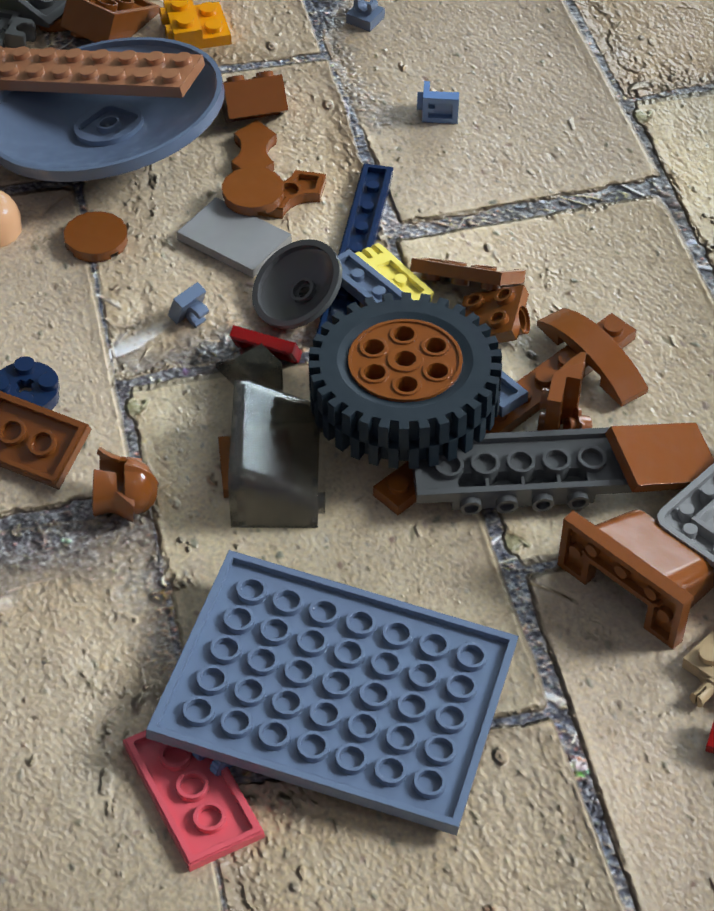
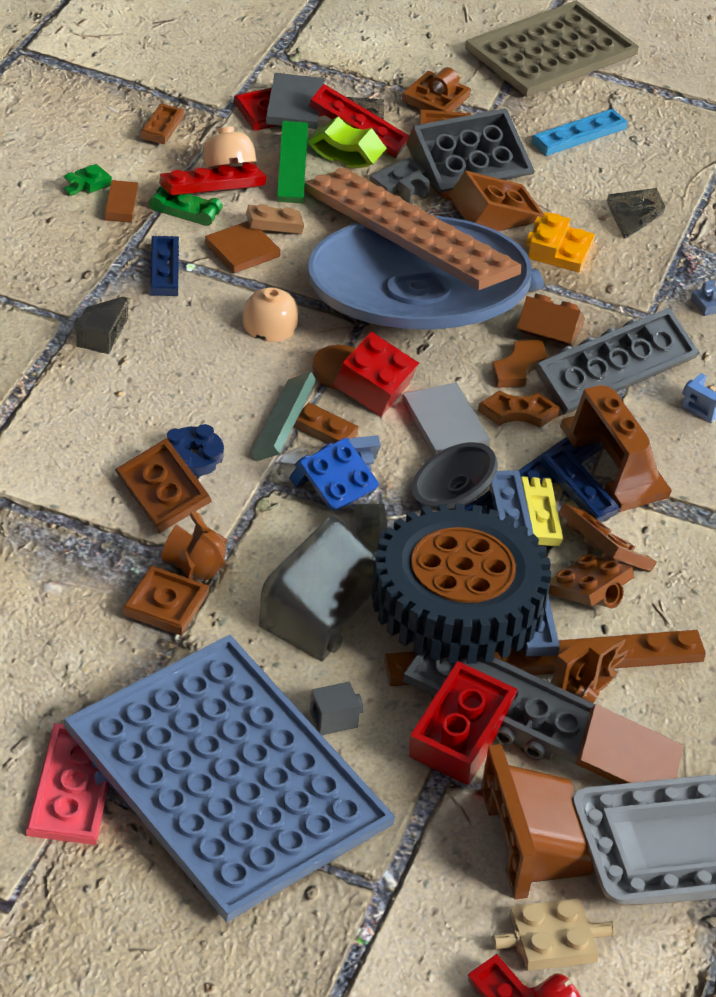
camera: 30 degrees right, 5 degrees down
(86, 311) = (283, 416): none -> sand green tile
(127, 552) = (166, 600): none -> dark orange plate
(129, 300) = (324, 425): none -> dark orange plate
(142, 225) = (376, 374): none -> red brick
(185, 339) = (336, 474): none -> blue bracket
(253, 190) = (487, 391): dark orange tile -> none
(280, 348) = (392, 506): red tile -> none
(338, 106) = (617, 358): none -> dark grey plate
(375, 564) = (335, 708): none -> dark grey brick
(402, 234) = (579, 484): none -> dark blue tile
(419, 174) = (607, 419): none -> dark orange windscreen
(507, 512) = (461, 723): none -> red slope
(617, 372) = (653, 654): dark orange slope -> none

